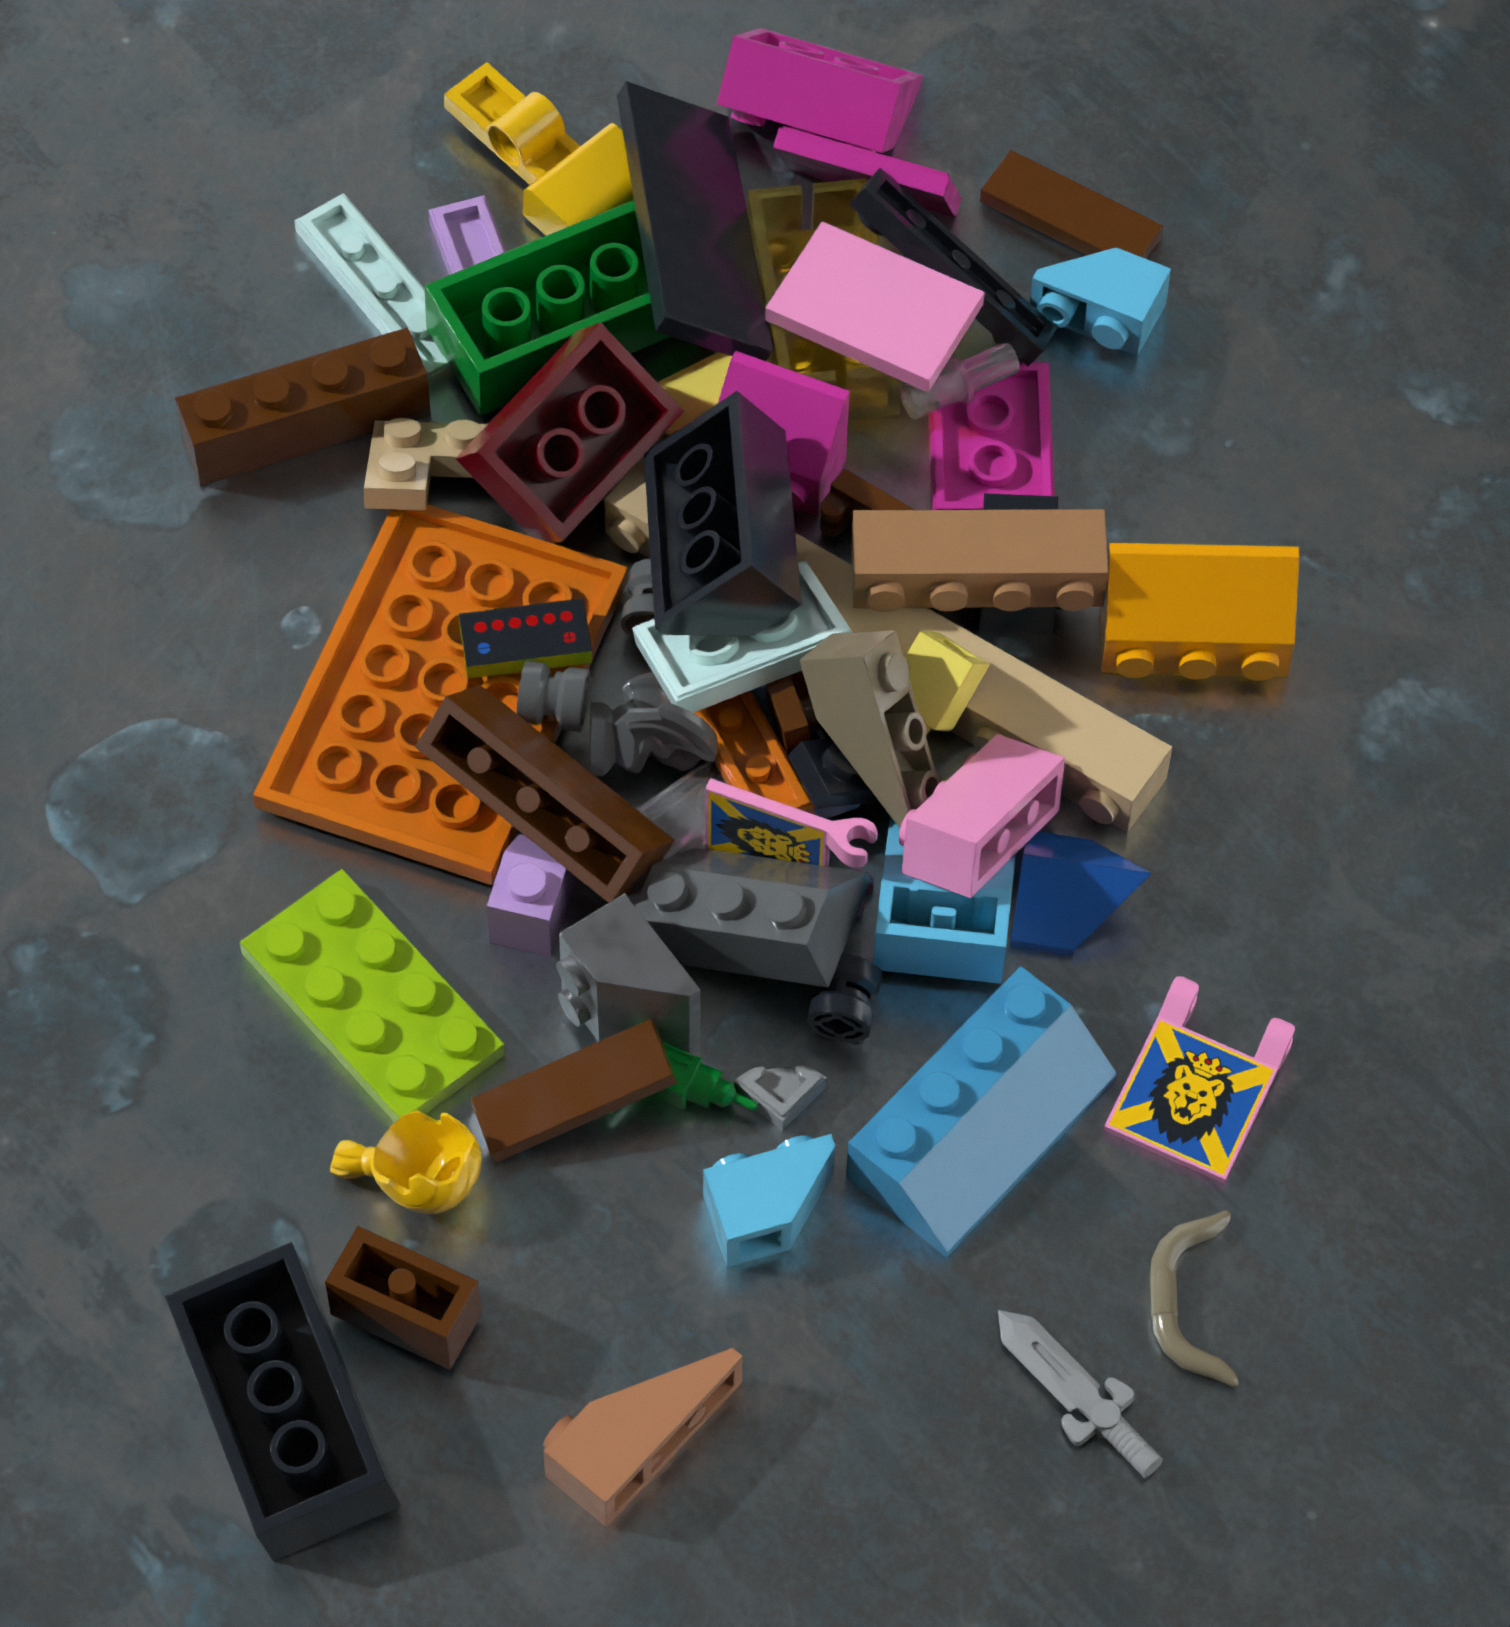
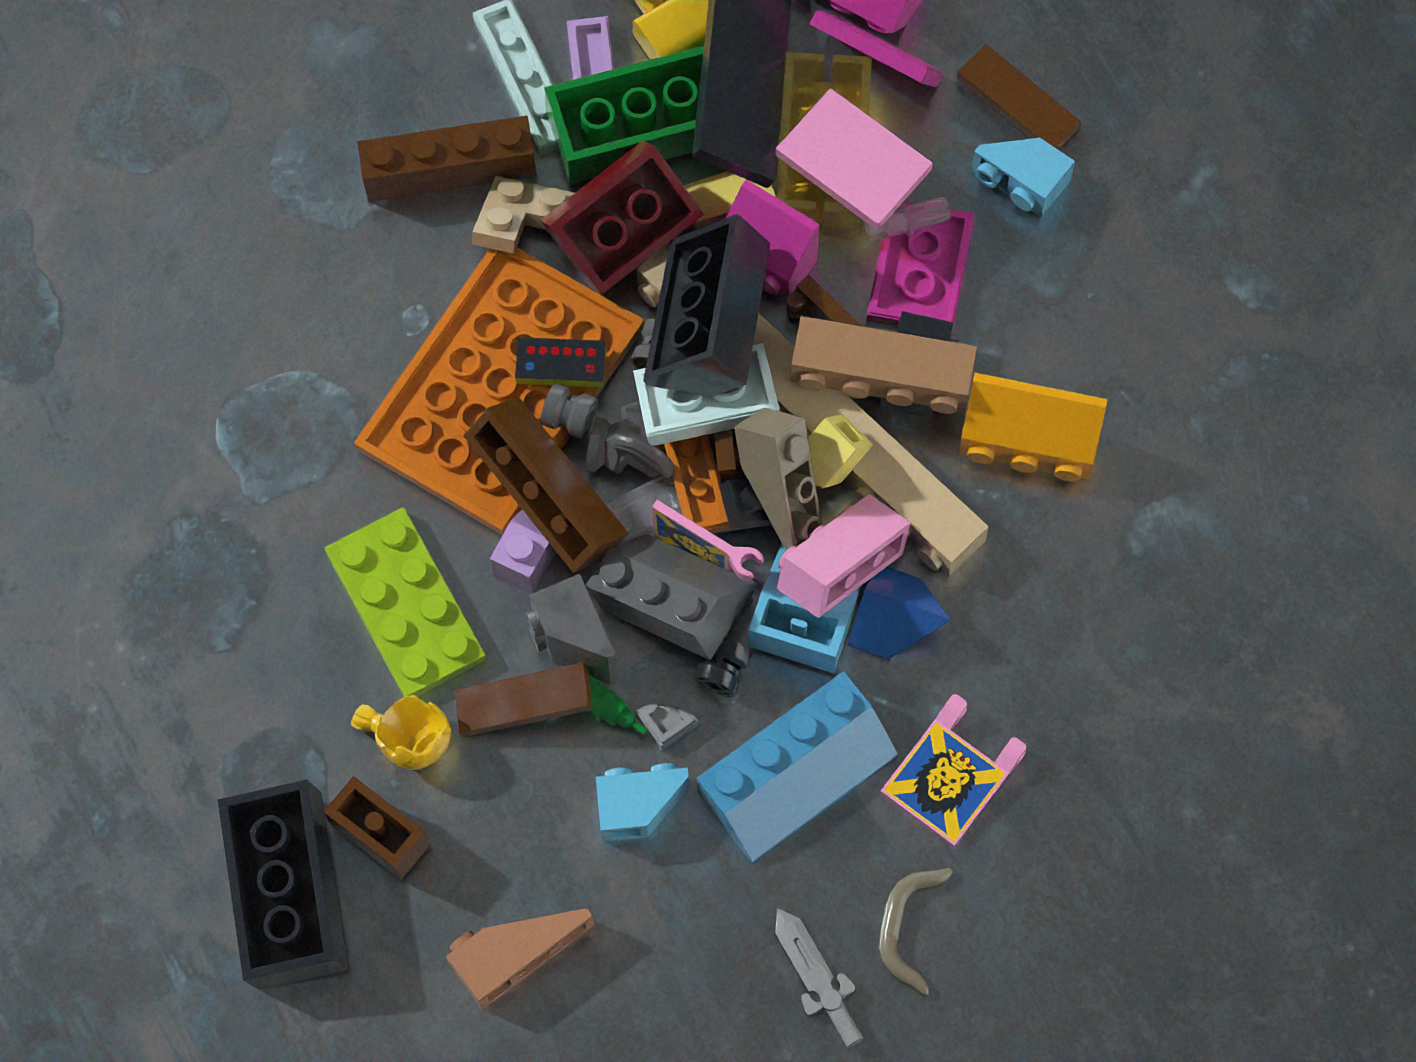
camera: 15 degrees right, 10 degrees up
(921, 237) = (913, 125): black plate -> none

